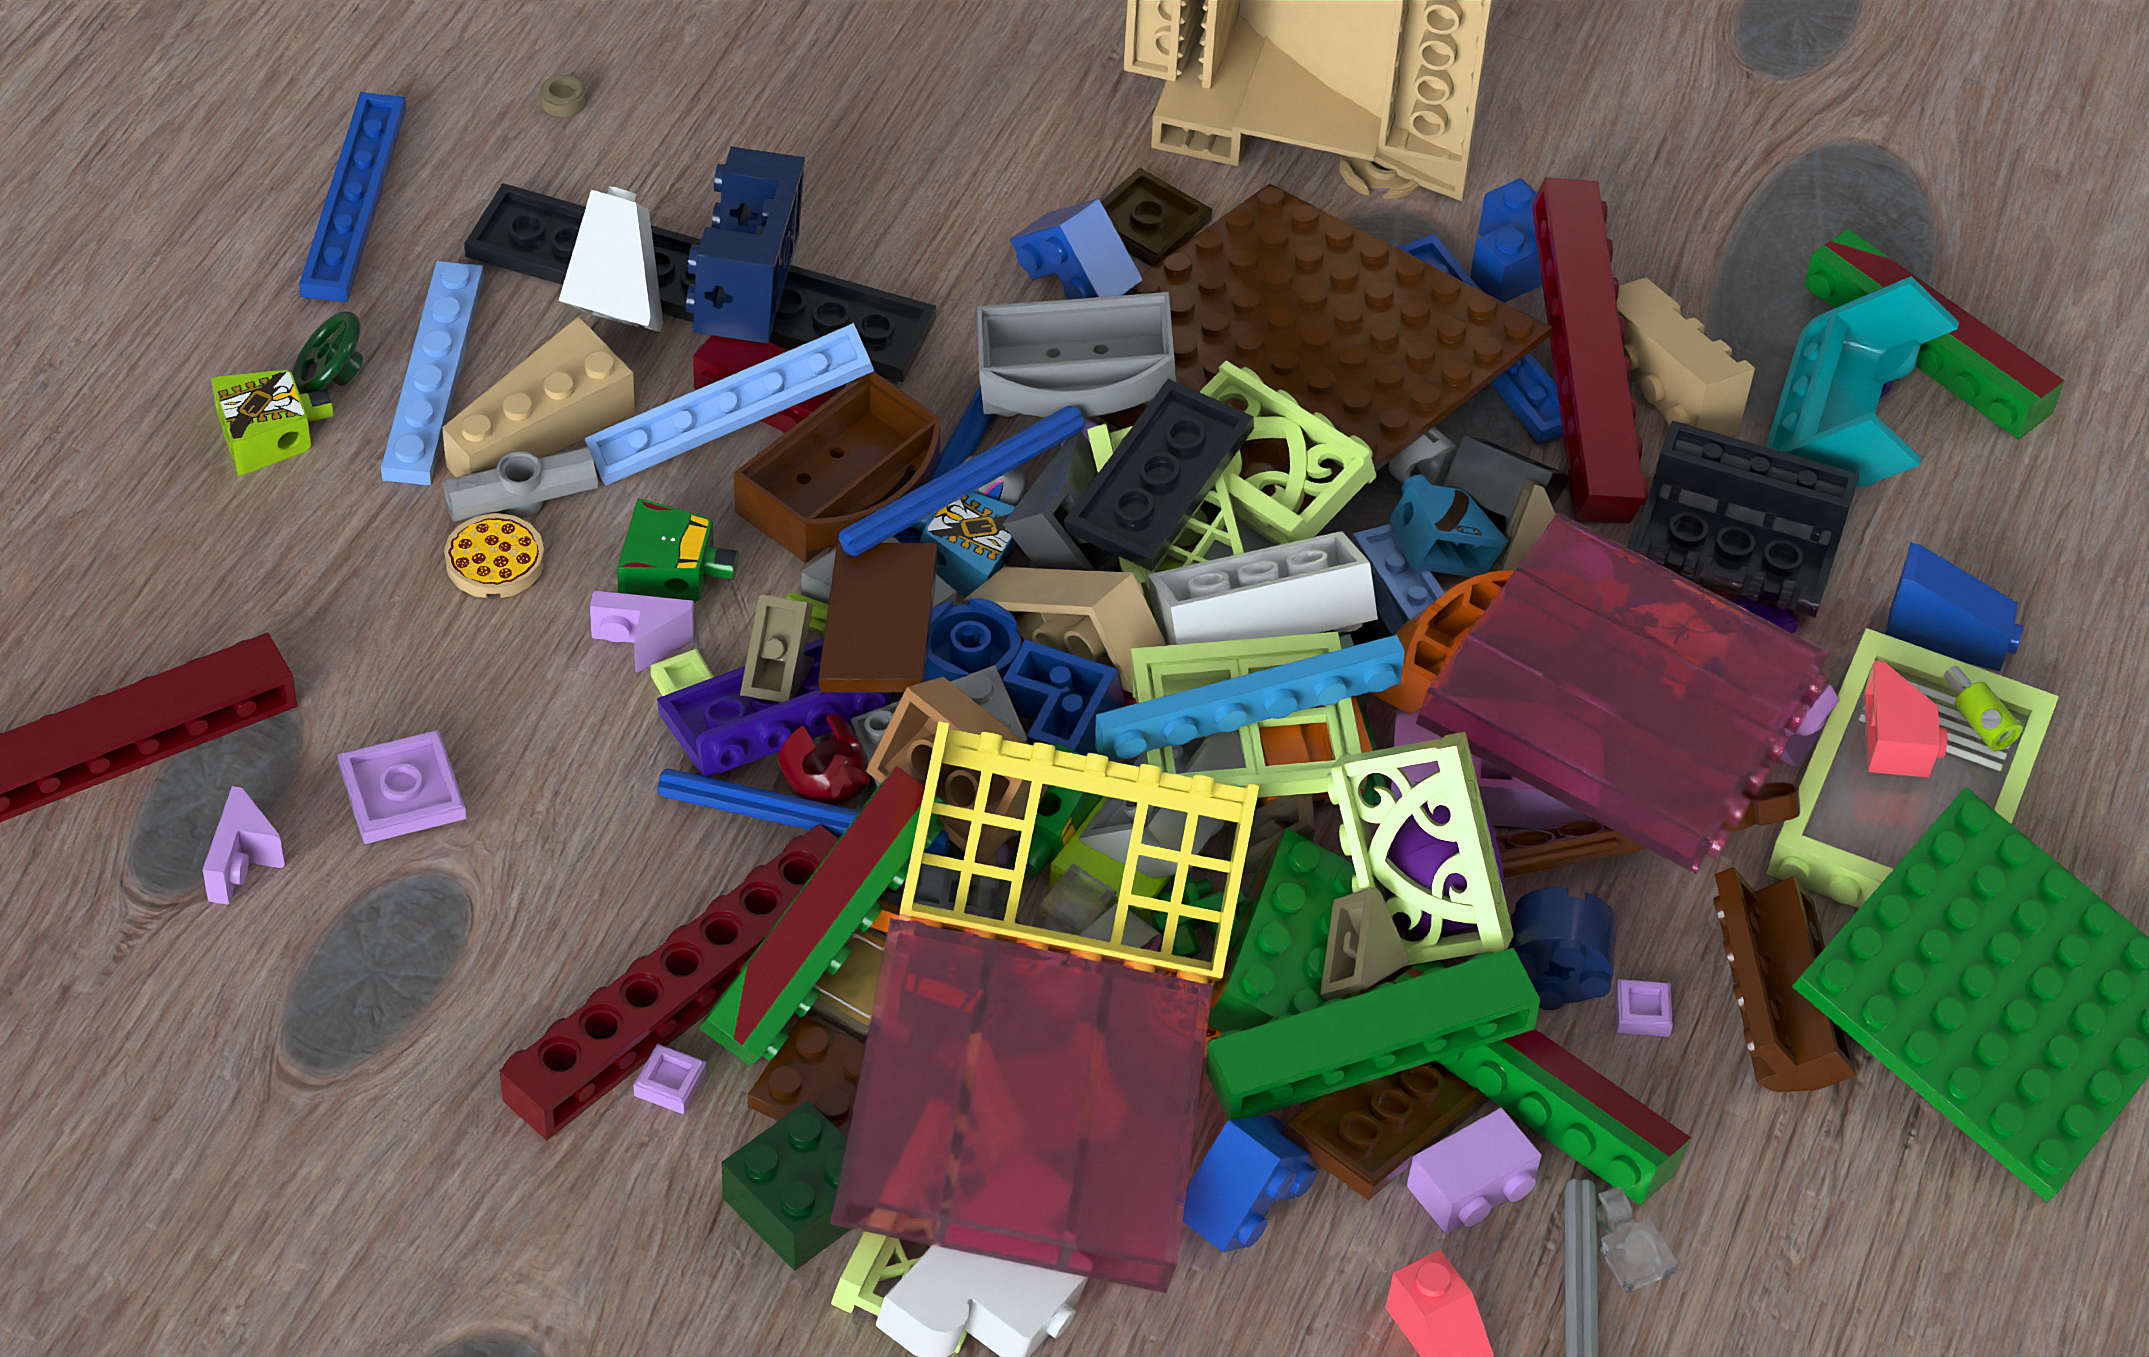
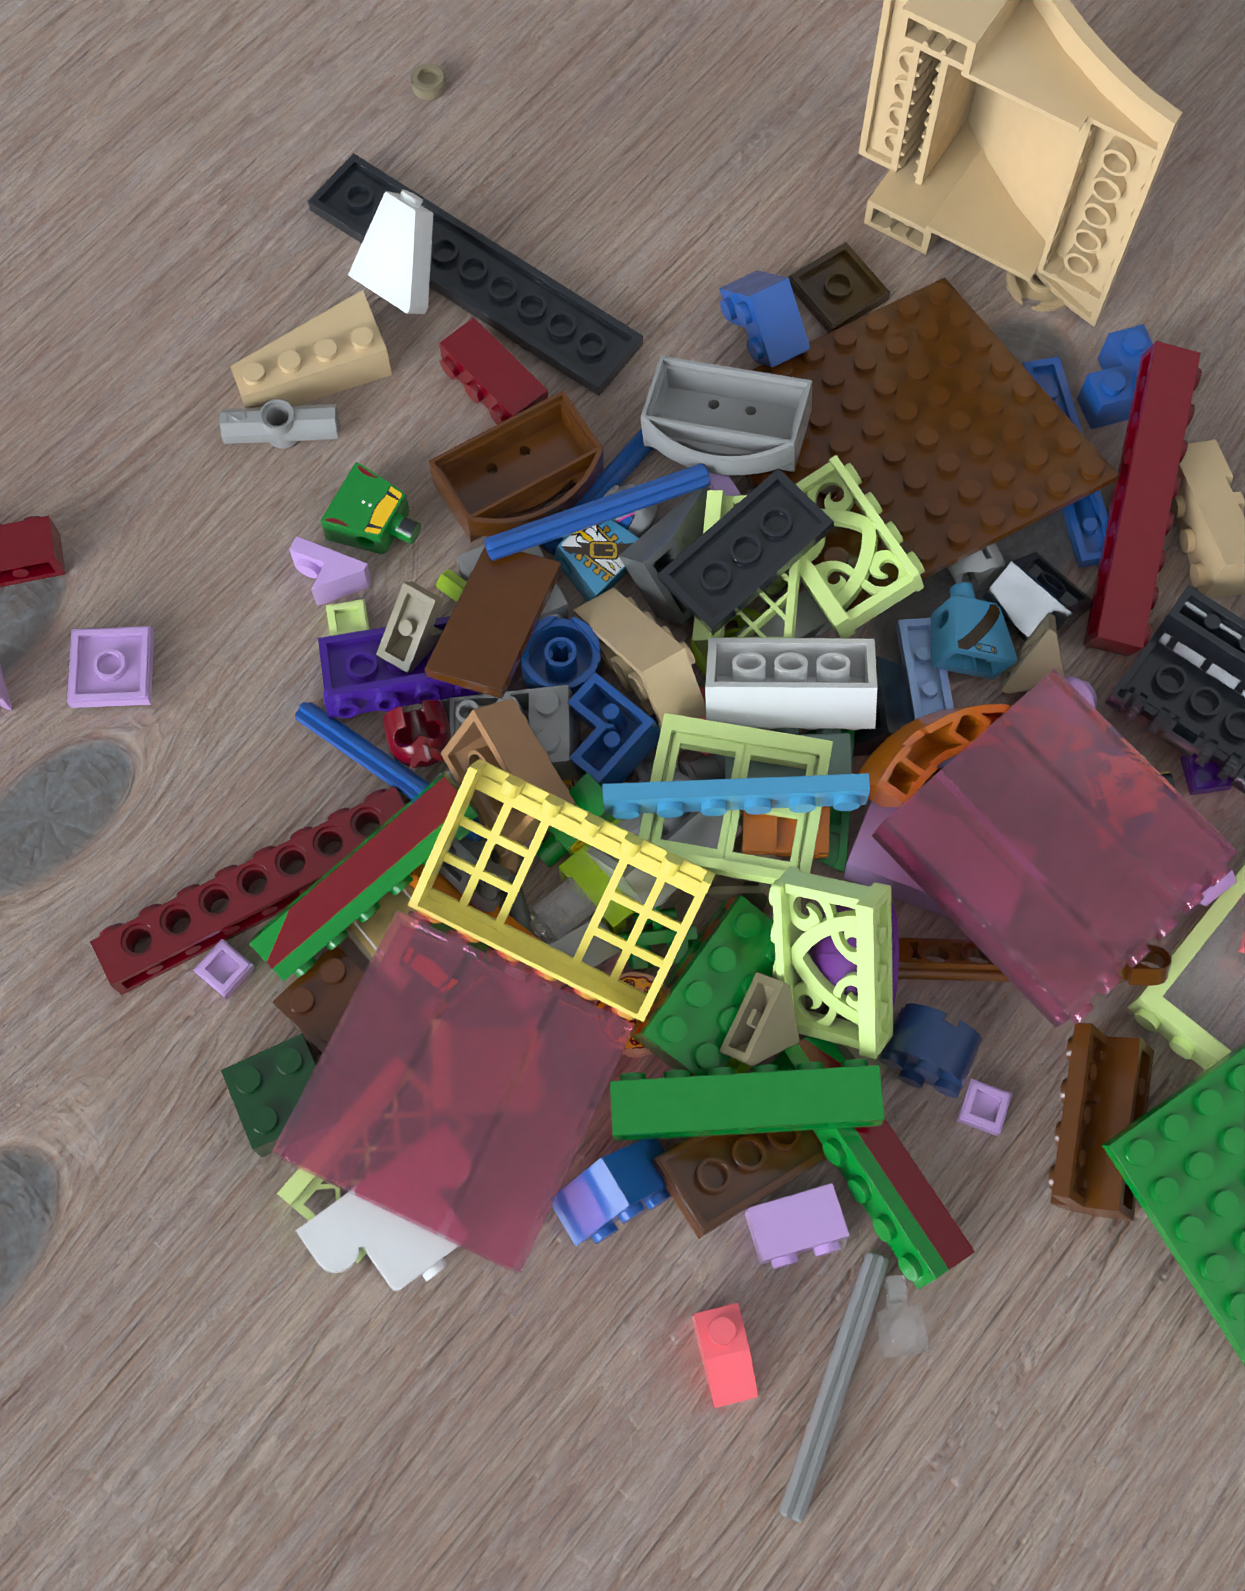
camera: 20 degrees right, 20 degrees up
(266, 417) = (115, 322): torso -> none
(334, 357) = (177, 279): dark green piece -> none
(353, 197) = (242, 140): blue plate -> none
(432, 373) = (253, 306): light blue plate -> none
(494, 555) = (245, 479): tile -> none
(729, 404) = (452, 394): light blue plate -> none
(749, 247) = (489, 293): dark blue plate -> none

